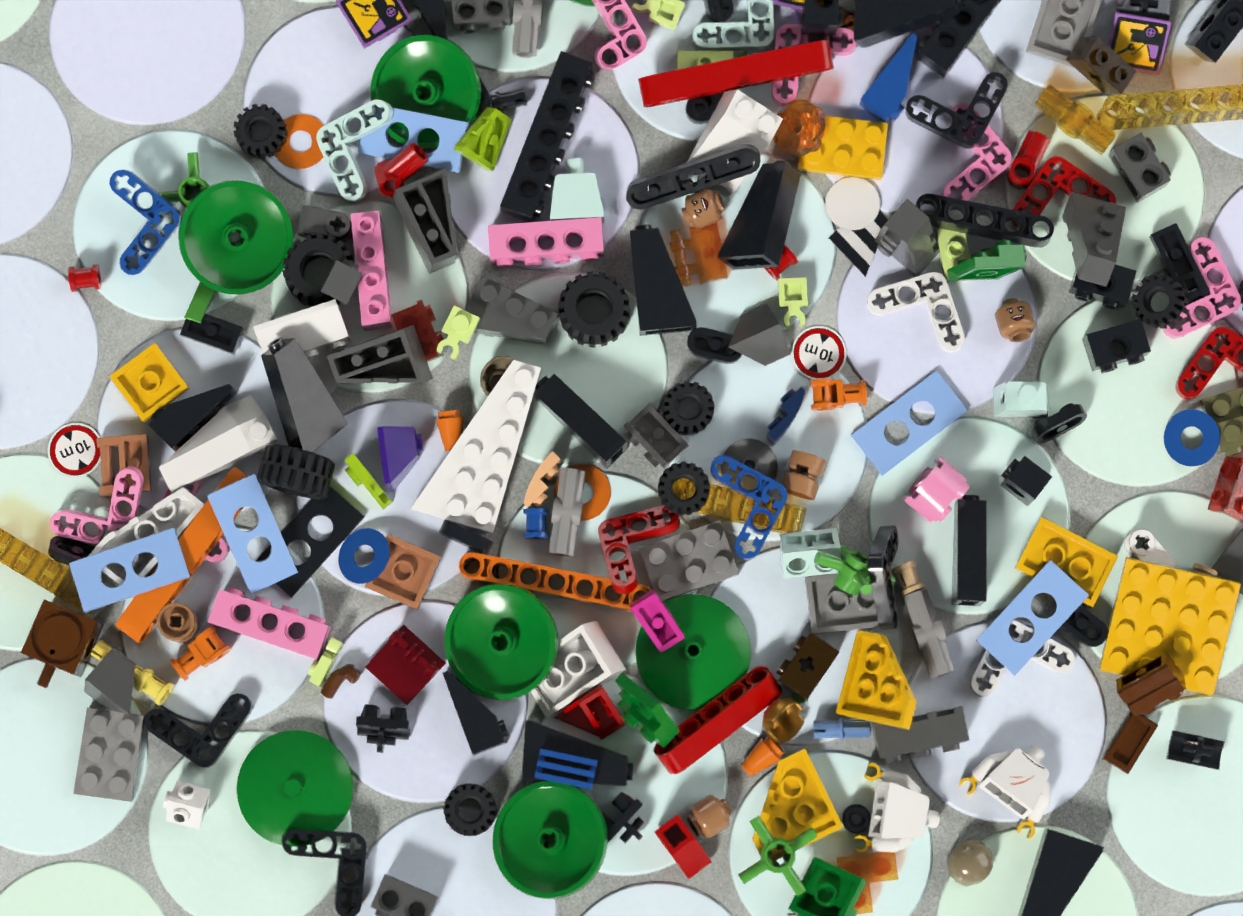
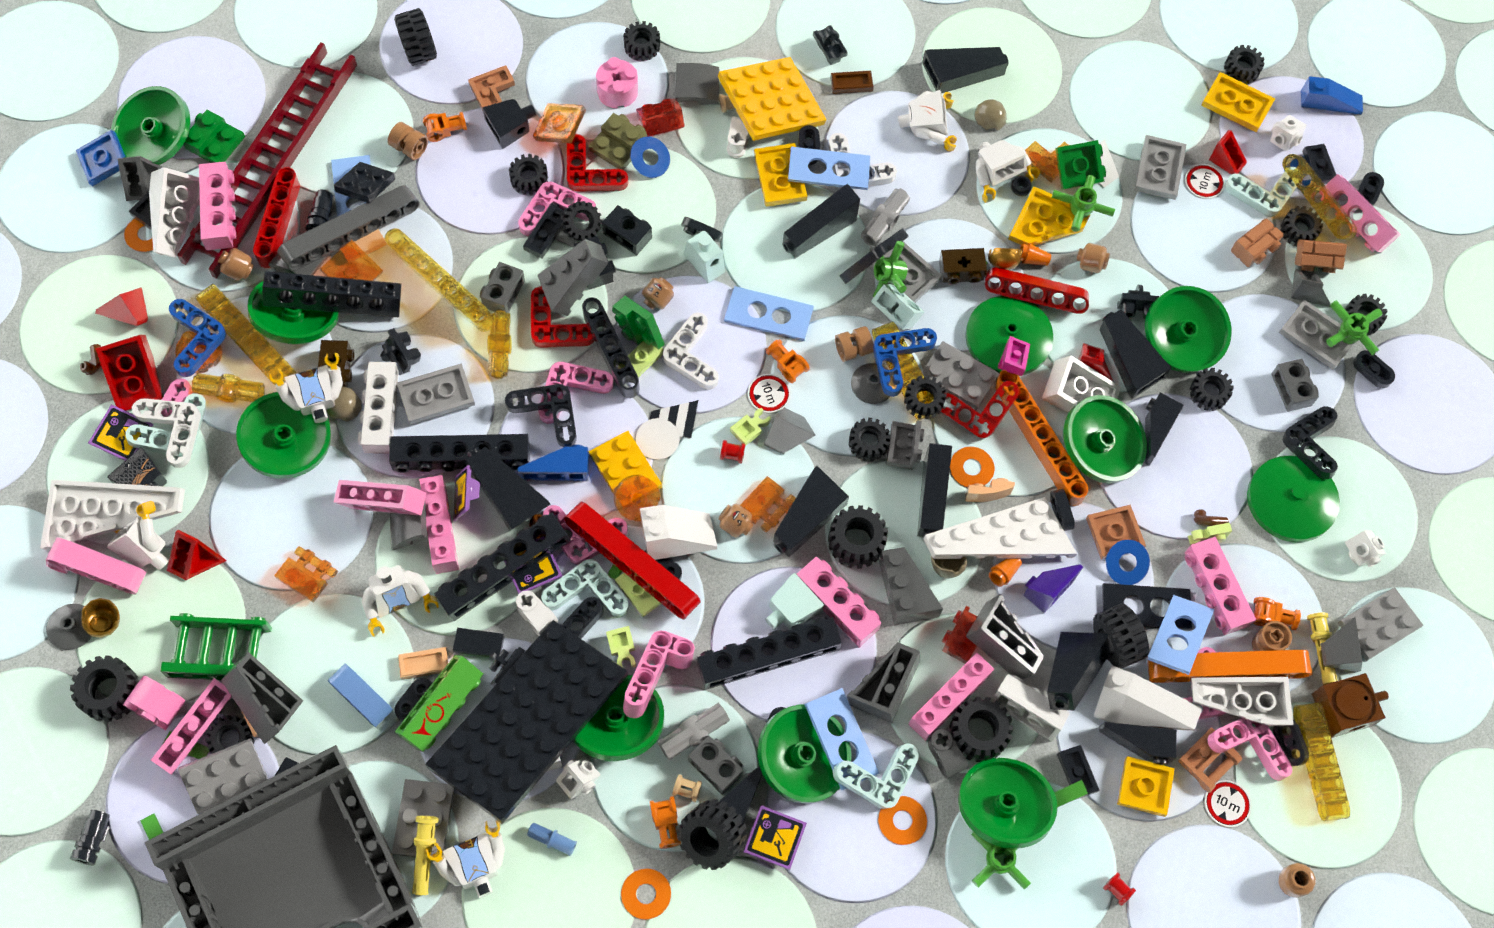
camera: 135 degrees left, 15 degrees down
(88, 570) = (1309, 697): light blue piece -> none
(152, 213) = (1042, 871): blue beam -> none
(199, 741) = (1322, 576): black beam -> none
(256, 115) = (934, 843): black tyre -> none
(342, 281) = (982, 696): dark grey brick -> none
(360, 475) = (1084, 596): lime wing -> none
(381, 730) = (1206, 465): black hips -> none
(394, 172) = (876, 731): red piece -> none
(405, 664) = (1165, 489): dark red hinge -> none
(459, 327) = (945, 603): yellowish green plate -> none
(485, 138) = (803, 690): lime wing -> none
(508, 99) = (763, 698): black pin -> none
(536, 523) = (1018, 474): blue bush -> none
(567, 512) = (994, 461): light grey piece -> none
(590, 774) = (1147, 343): blue tile -> none
(645, 712) = (1072, 329): green plate -> none
(683, 846) = (1122, 263): red slope -> none
(715, 344) = (818, 453): black plate -> none
(719, 169) = (713, 529): black piece -> none
(763, 219) = (715, 475): black slope -> none
(790, 407) = (816, 380): dark blue slope -> none
(842, 729) = (980, 226): medium blue axle -> none
(876, 684) = (943, 218): yellow plate -> none
(908, 238) = (659, 383): dark grey wedge -> none
(908, 578) = (864, 246): tan bush -> none
(926, 732) = (945, 179): dark grey wedge -> none
(936, 490) = (800, 263): bright pink brick -> none
(1025, 480) = (753, 219): black brick -> none
(1028, 158) = (547, 354): red piece -> none
(1101, 65) = (453, 347): dark brown brick -> none
(1140, 41) = (420, 341): piece -> none
(1151, 685) = (814, 83): reddish brown brick -> none

